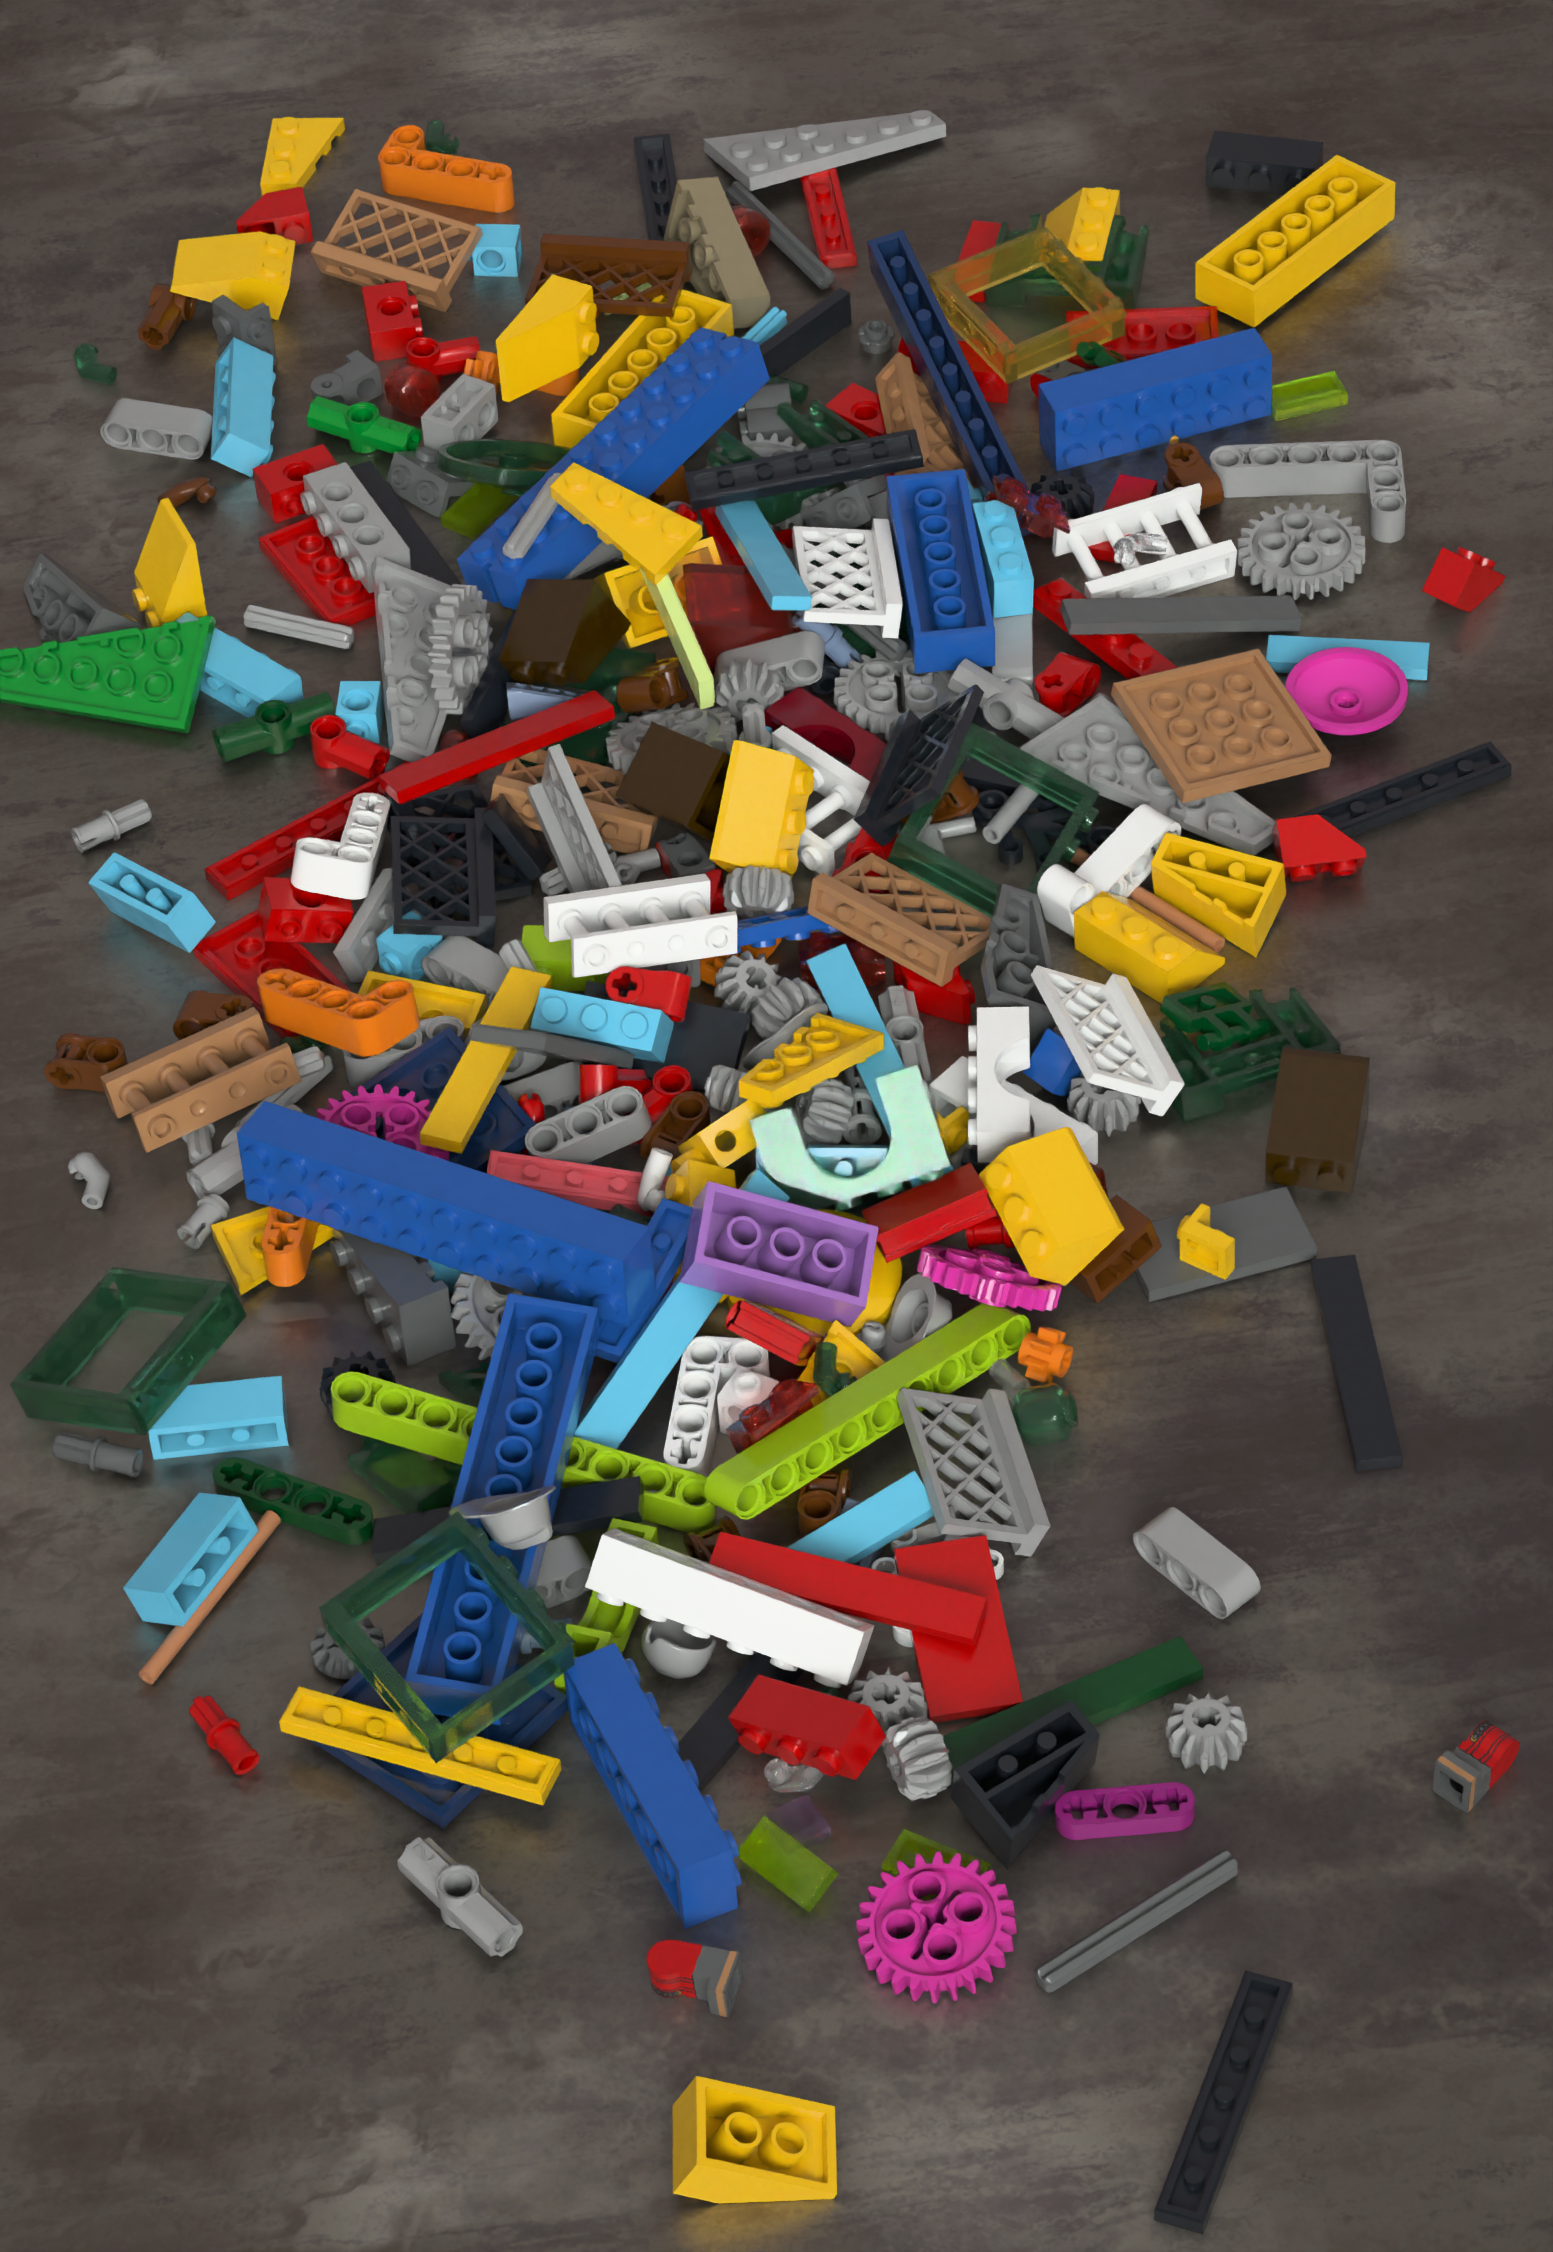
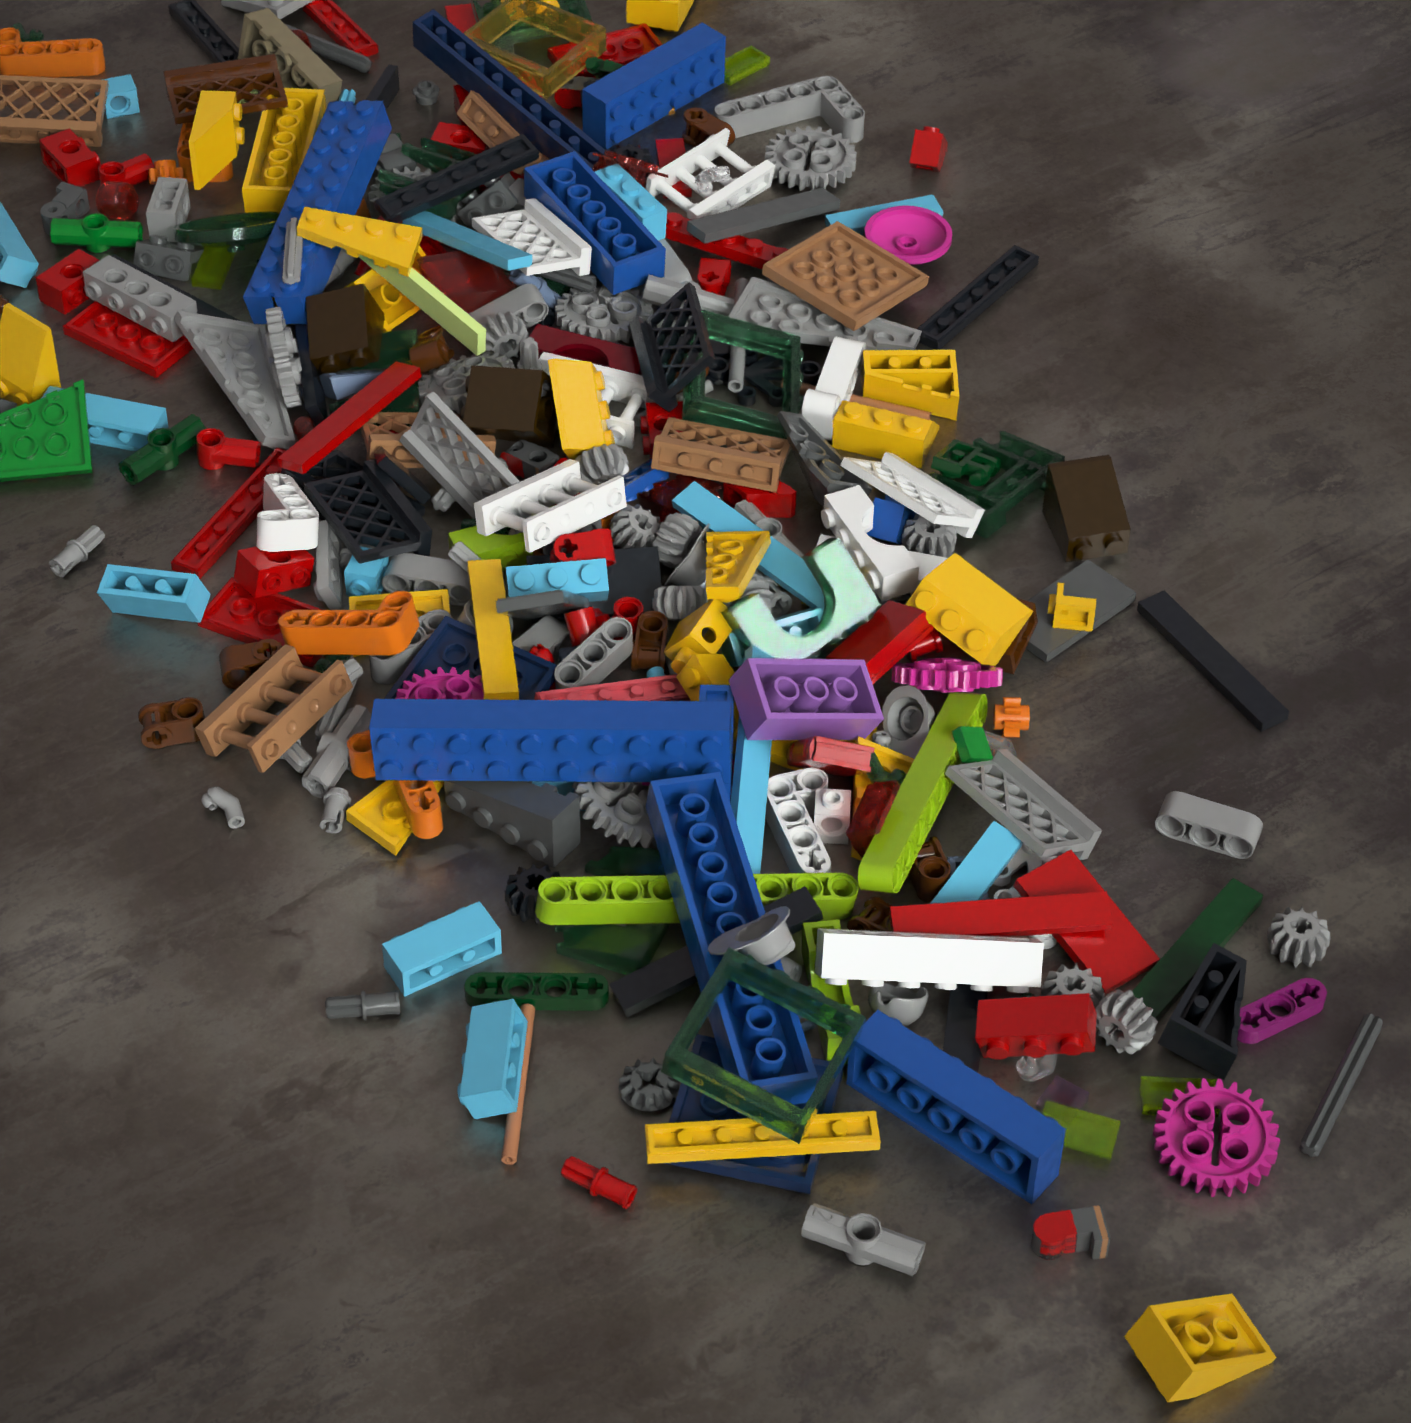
camera: 30 degrees left, 0 degrees up
(209, 1315) = (395, 862): clear green window -> none
(299, 627) = (132, 378): light grey axle -> none
(361, 708) = (222, 416): medium azure brick -> none
(652, 1179) = (663, 679): white arm -> none
(959, 1372) = (972, 744): none -> green tile
(1045, 1414) = (1040, 754): clear green head -> none
(1314, 846) = (956, 334): red slope -> none

